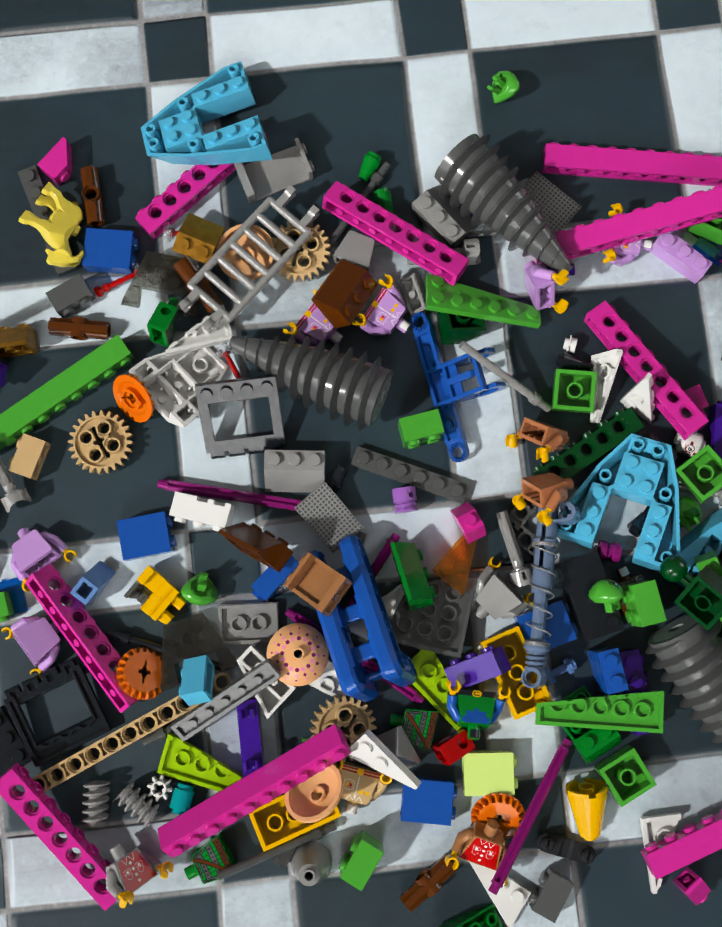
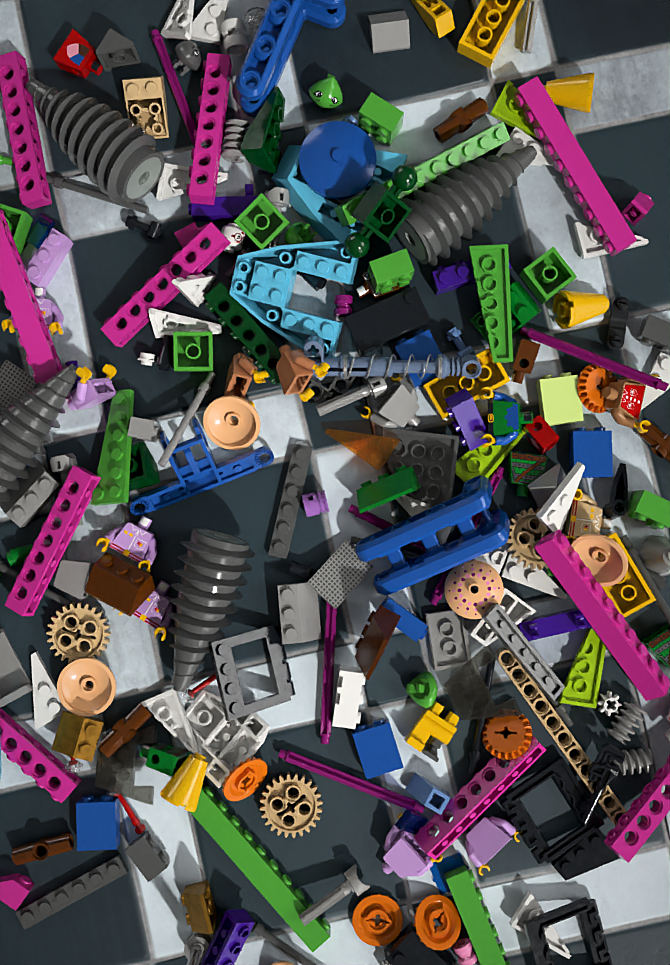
camera: 95 degrees left, 5 degrees up
(29, 456) = (313, 873): tan brick -> none
(59, 227) = (80, 878): light yellow animal -> none
(67, 562) = (411, 821): none -> clear blue tile
(79, 328) = (180, 842): reddish brown piece -> none
(87, 770) = (602, 773): none -> black piece
(116, 506) = (351, 781): none -> magenta piece
(137, 339) = (186, 783): none -> yellow cone
(182, 798) = (615, 681): teal brick -> none
(197, 680) = (508, 681): medium azure brick -> none
(220, 312) = (47, 679): light grey bar -> none
(237, 212) = (45, 696): none -> white wing
(302, 718) = (533, 578): none -> white wing
(318, 584) = (407, 578): medium nougat panel -> none
(380, 825) = (619, 495): none -> black piece
(414, 293) = (110, 515): light grey slope -> none
(420, 429) = (245, 495): bright green brick -> none
(469, 522) = (330, 440): dark pink slope -> none
(490, 415) = (225, 430): none -> light nougat dish
(498, 333) = (144, 429): none -> light grey brick
(545, 741) = (528, 352): none -> reddish brown torso
(607, 592) = (385, 305): bright green piece -> none
(607, 669) = (454, 298): blue brick -> none
(703, 363) = (153, 230): none -> black bar

